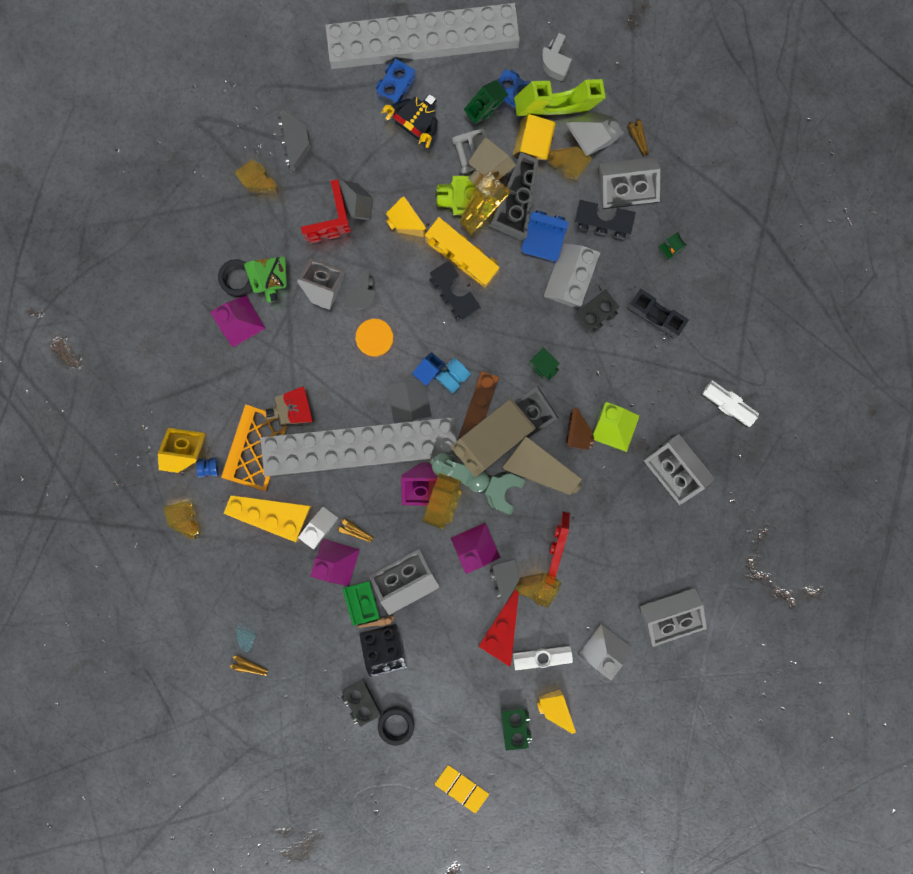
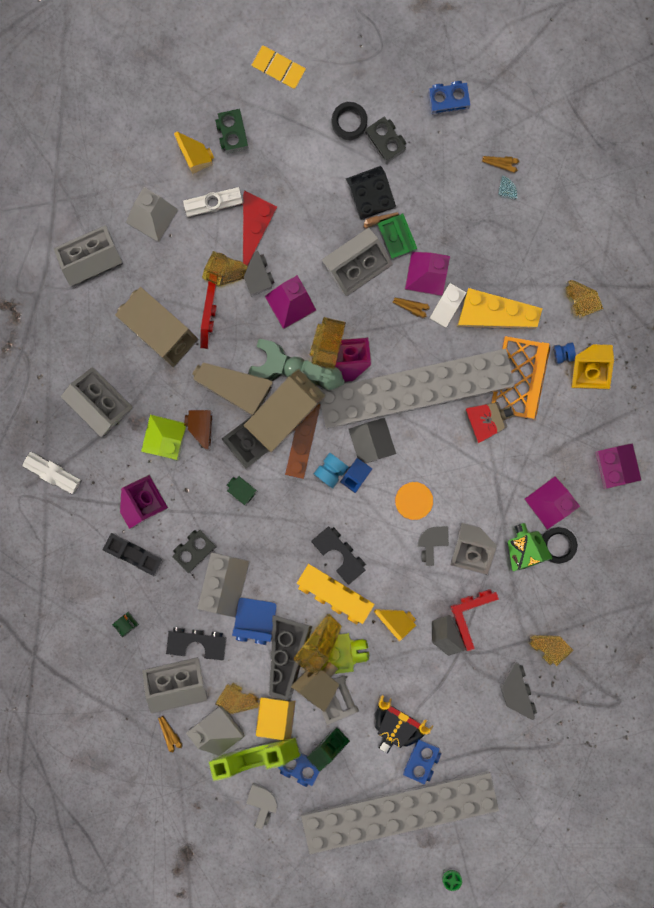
camera: 175 degrees right, 0 degrees up
(168, 349) = (618, 466): none -> magenta slope
(292, 732) = (450, 103): none -> blue brick
(612, 537) = (156, 326): none -> dark tan slope
(644, 365) = (140, 501): none -> magenta slope

